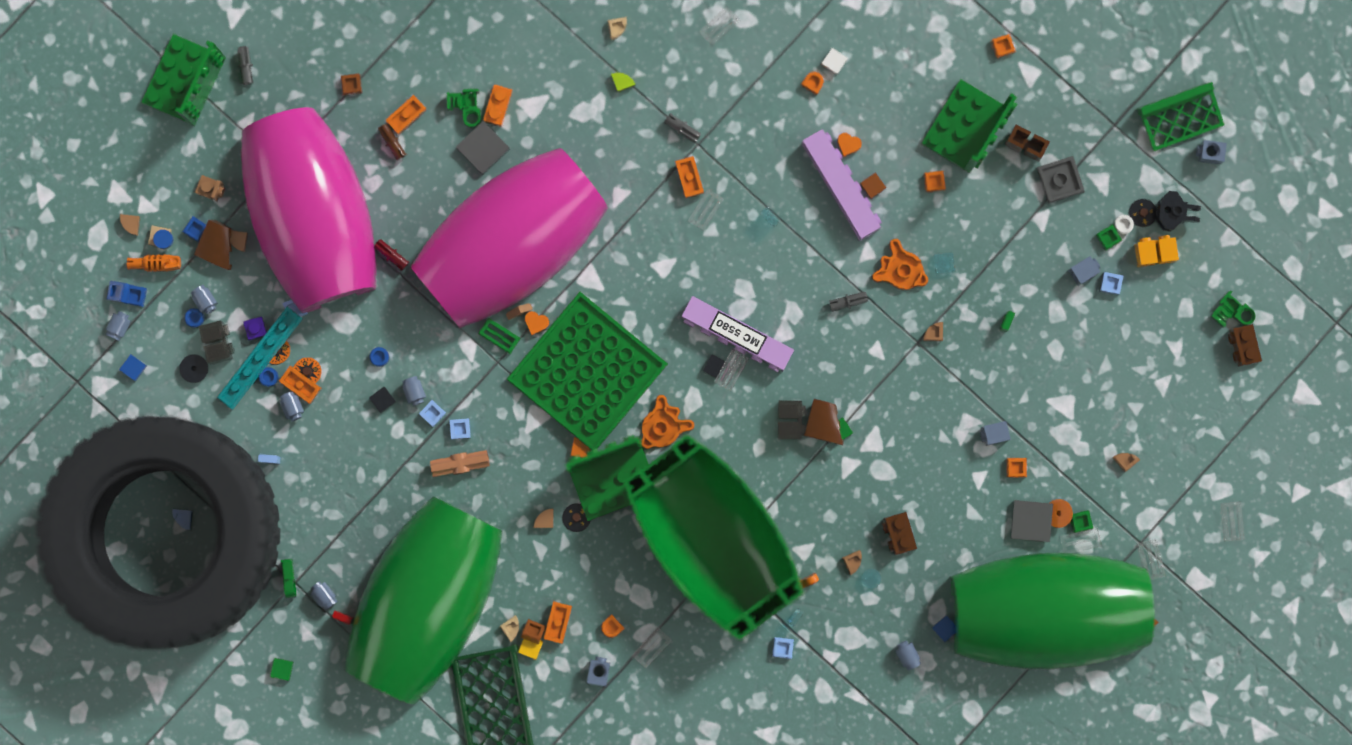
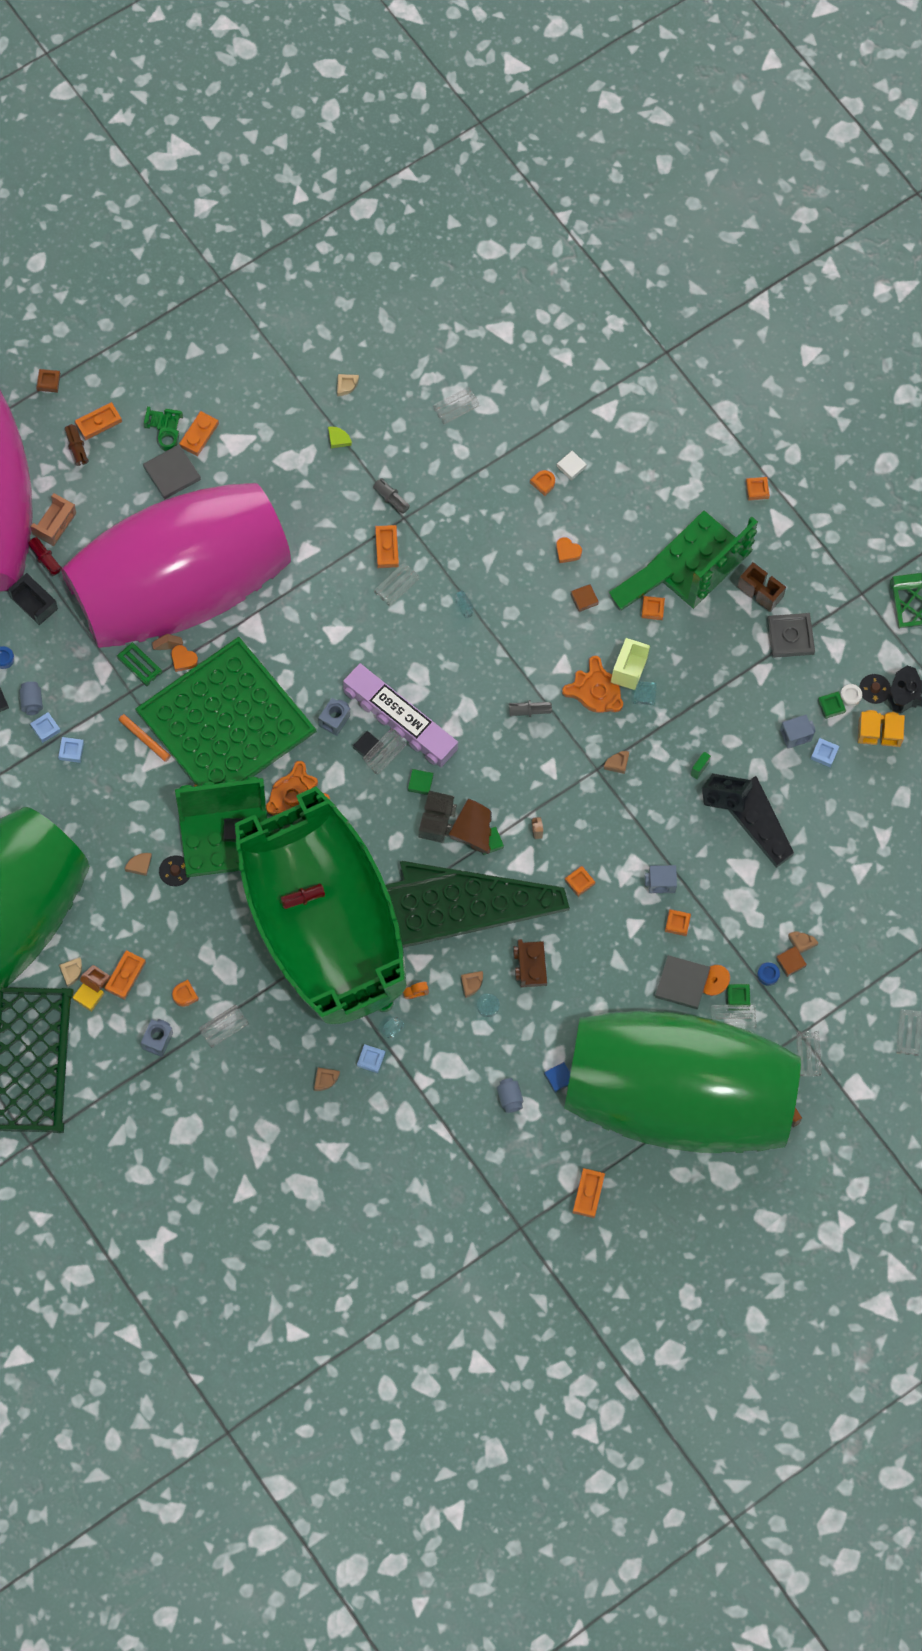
camera: 10 degrees right, 15 degrees down
(391, 219) = (55, 520): none -> nougat panel
(391, 298) = (33, 599): none -> black panel
(459, 463) = (61, 784): nougat piece -> none
(520, 403) = (144, 738): none -> orange bar
(619, 473) = (229, 829): none -> black tile
(677, 355) = (332, 724): none -> sand blue brick
(692, 520) = (302, 896): none -> dark red axle
(748, 674) = (325, 1079): none -> medium nougat tile
(768, 390) = (420, 782): none -> green tile
(820, 494) = (451, 902): none -> dark green wing
(841, 185) = (549, 588): lavender brick -> none
(878, 409) = (537, 827): none -> medium nougat tile
(920, 162) = (641, 583): none -> green tile
(925, 449) = (580, 881): none -> orange tile
(927, 241) = (630, 664): none -> yellowish green panel
(991, 725) = (588, 1193): none -> orange plate
(1035, 341) = (726, 792): none -> black bracket
(1063, 354) = (763, 826): none -> black wing
(1102, 496) = (768, 974): none -> blue tile
(1120, 481) = (791, 961): none -> dark orange tile

